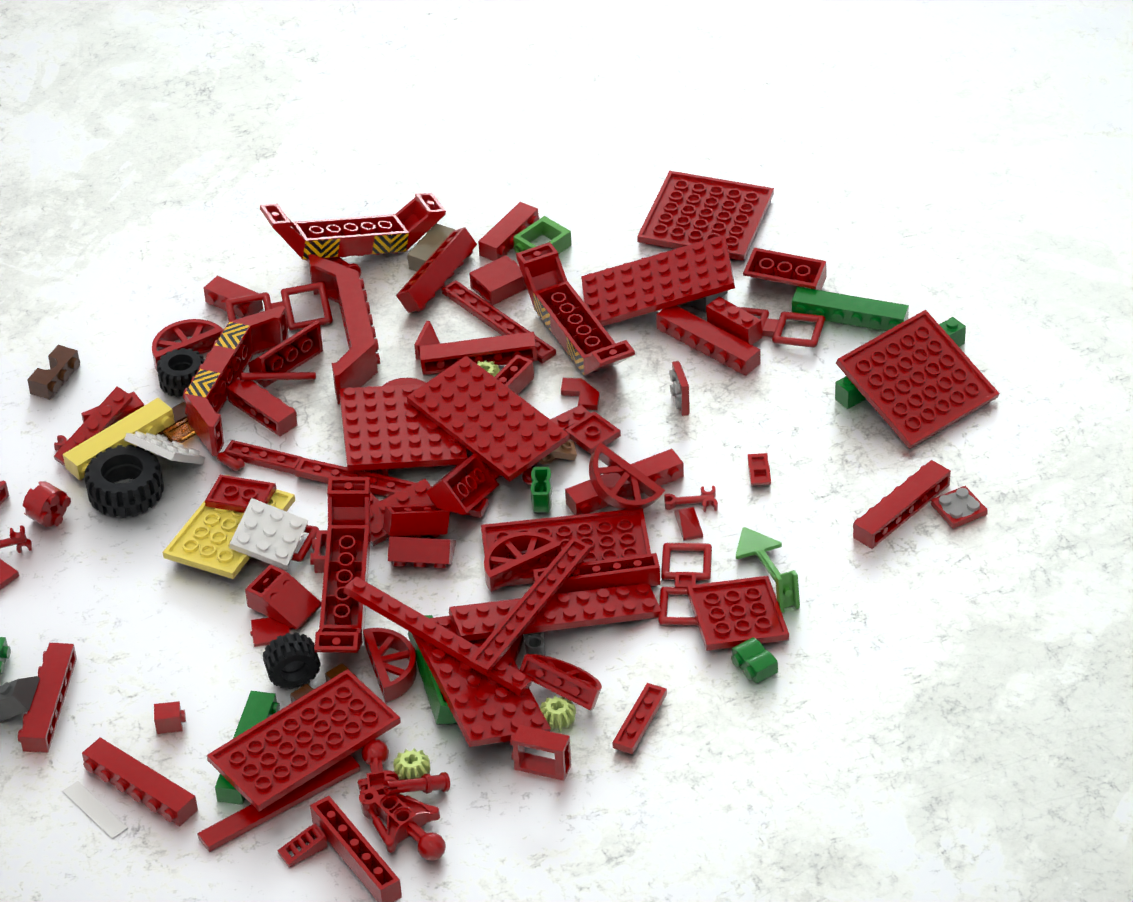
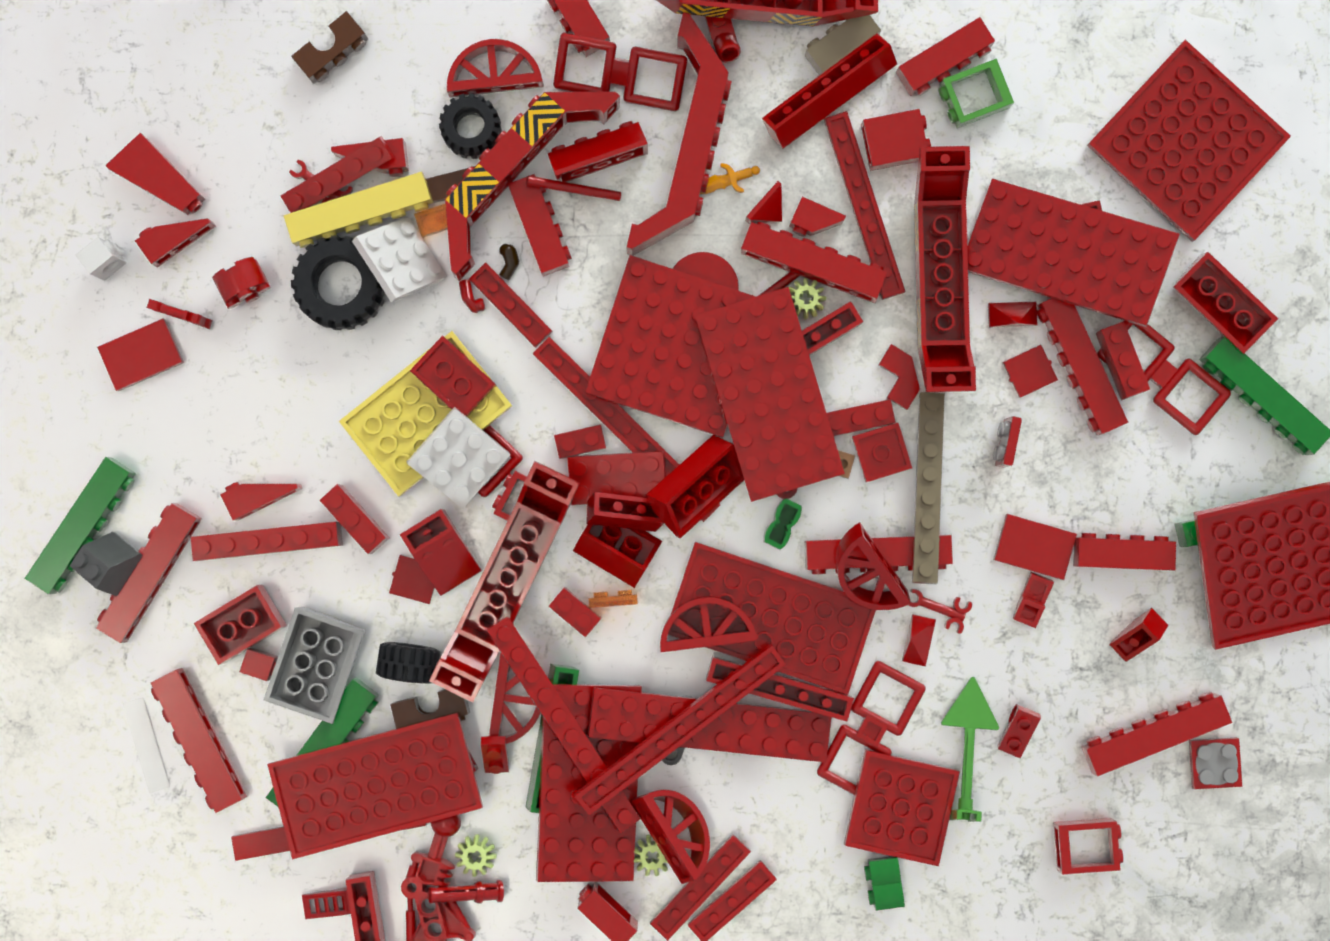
camera: 20 degrees right, 45 degrees up
(116, 622) = (249, 498): none -> red slope
(134, 696) = (240, 624): none -> red brick
(138, 643) = (266, 541): none -> red brick
(203, 605) = (354, 519): none -> red brick
(214, 693) = (314, 664): none -> light grey slope
(247, 429) = (511, 260): none -> dark brown arm
(393, 339) = (722, 181): none -> light orange piece
(393, 692) = (495, 754): none -> red plate
(412, 593) = (575, 611): none -> red brick
(436, 580) = (602, 599): none -> clear orange plate
(467, 330) = (814, 218): none -> red slope
(608, 719) = (696, 892): none -> red plate
(639, 433) = (928, 488): none -> dark tan plate
(643, 336) = (1012, 314): none -> red slope
(672, 354) = (1030, 371): none -> red piece
(739, 442) = (1035, 546): none -> red tile
(797, 538) = (1019, 730): none -> red plate
(808, 420) = (1123, 553): none -> red brick
(849, 457) = (1139, 635): none -> red slope
(890, 599) = (1062, 845): none -> red window

